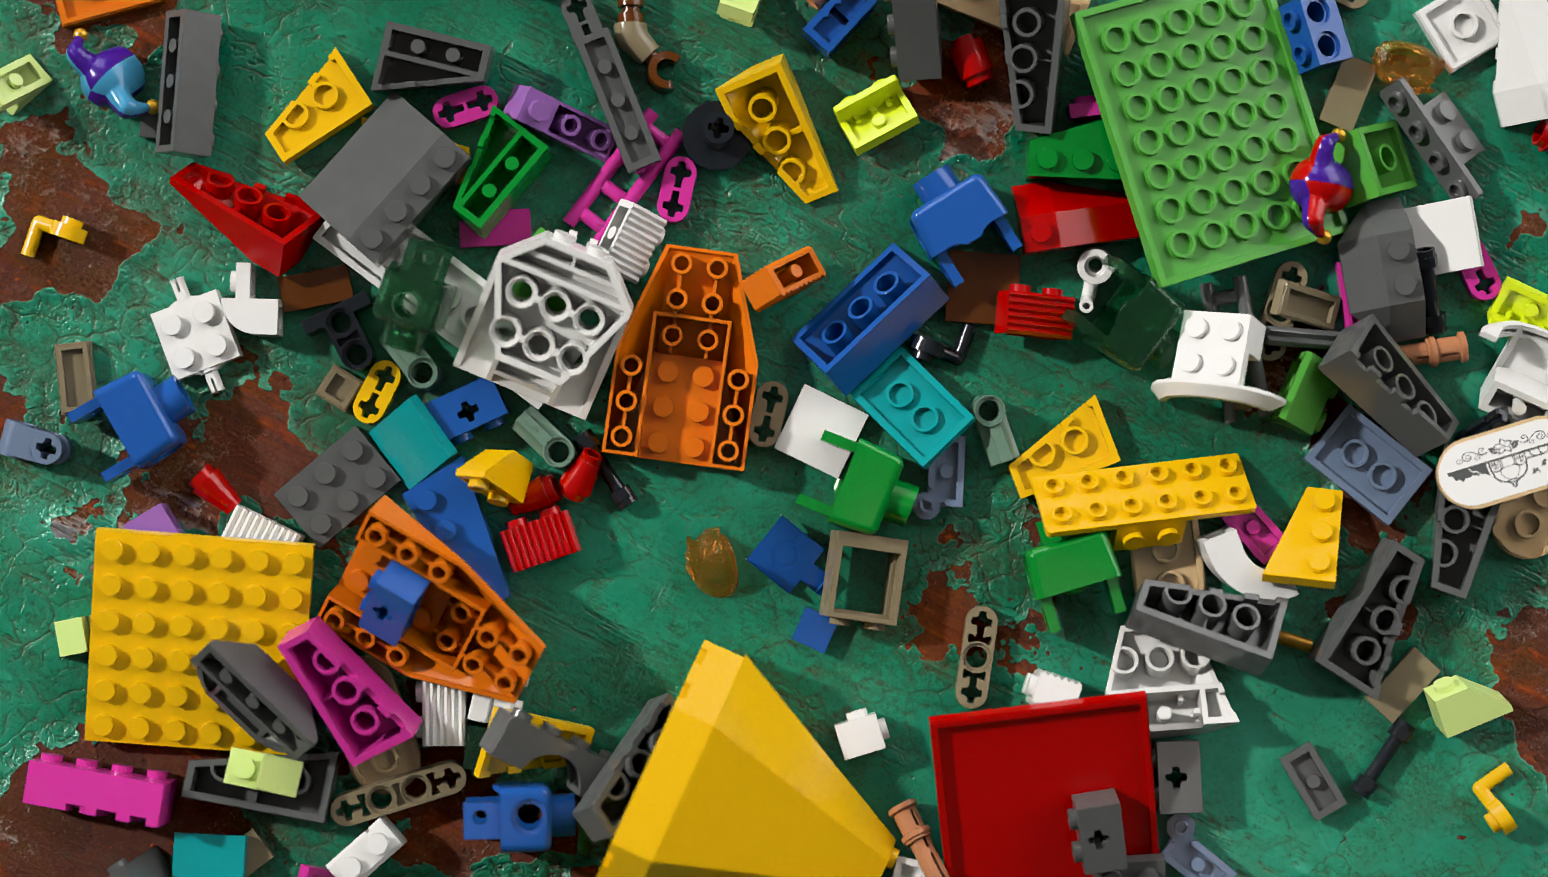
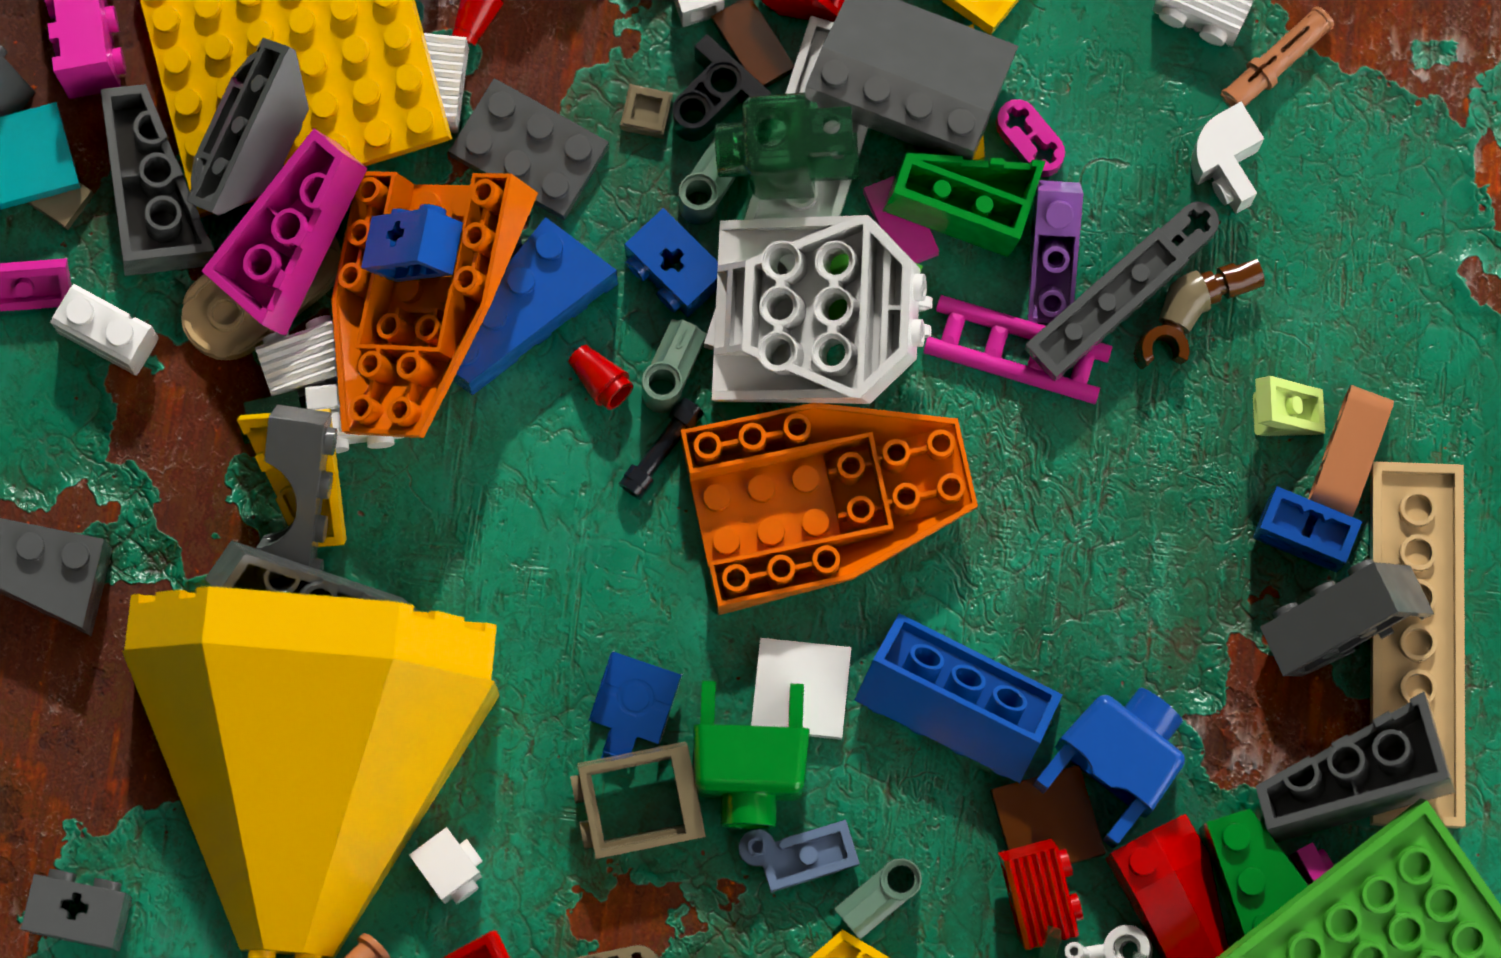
camera: 70 degrees right, 10 degrees down
(263, 772) = (160, 171): yellowish green slope -> none
(370, 387) = (658, 144): yellow beam -> none
(400, 798) = (193, 337): dark tan beam -> none
(413, 442) = (614, 210): teal tile -> none
(429, 60) = (1069, 73): dark grey wedge -> none
(498, 475) = (608, 320): yellow slope -> none
(505, 824) = (195, 472): blue piece -> none
(540, 539) = (549, 400): red brick -> none
(581, 475) = (643, 420): red cone -> none
(632, 239) = (946, 379): white brick -> none
(685, 192) = (1028, 425): dark pink beam -> none
(712, 563) = (593, 614): clear orange hat -> none
(713, 139) = (1109, 437): black piece -> none
(775, 119) = (1156, 499): yellow wedge -> none
(777, 415) = (796, 607): dark tan beam -> none
(783, 278) = (968, 571): orange brick -> none
(814, 630) = (555, 765): blue tile -> none
(875, 114) = (1208, 615): neon yellow bracket -> none
(913, 407) = (870, 786): teal plate -> none
(928, 349) = (948, 780): black plate -> none
(971, 60) = (1318, 708): red brick -> none

